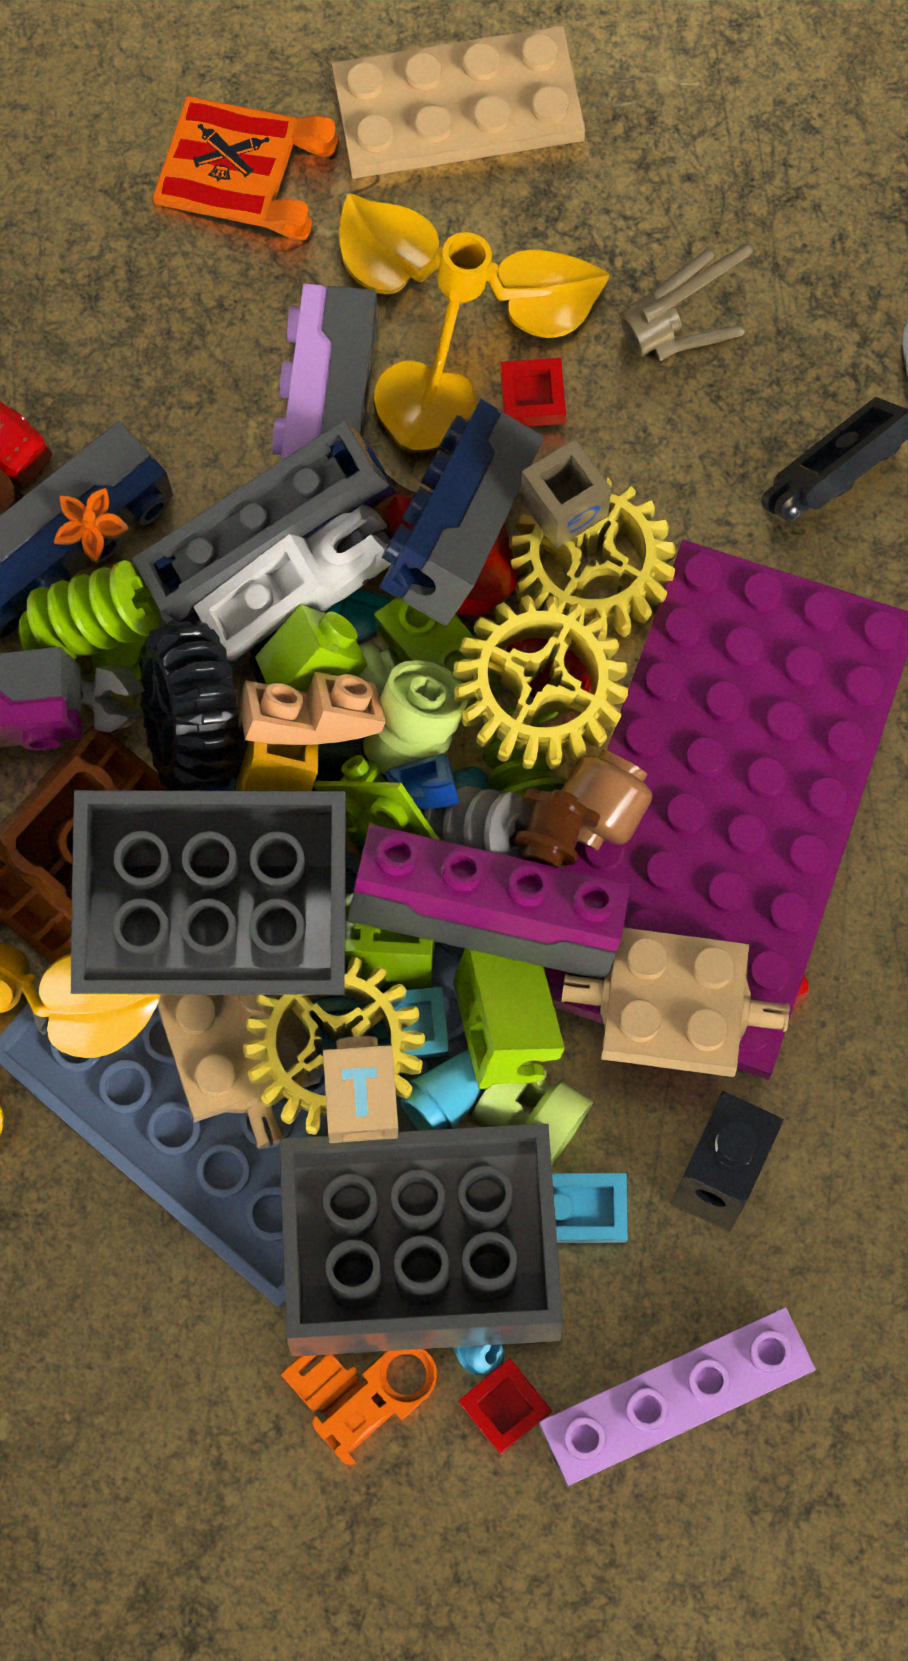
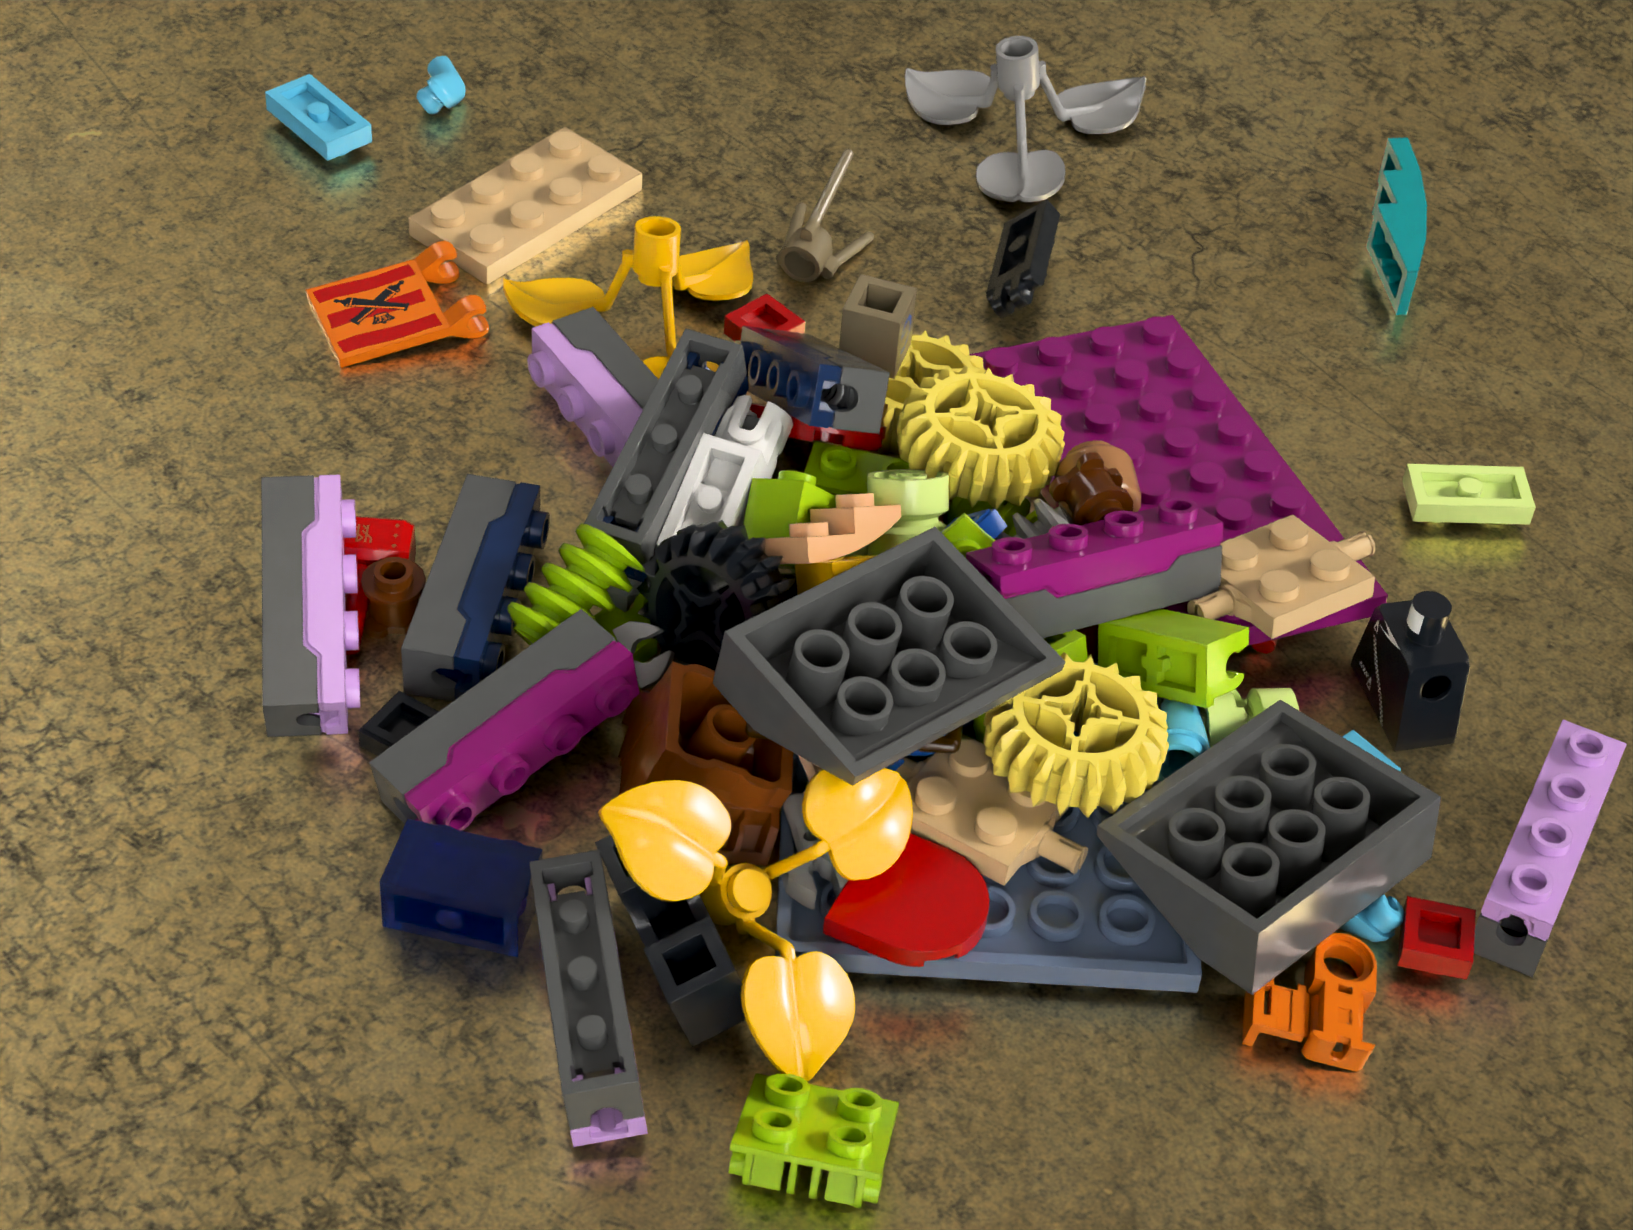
camera: 45 degrees left, 30 degrees down
(89, 523) = (514, 540): orange plant -> none
(112, 1101) = (916, 910): none -> red tile
(360, 1091) = (1149, 711): tan brick -> none

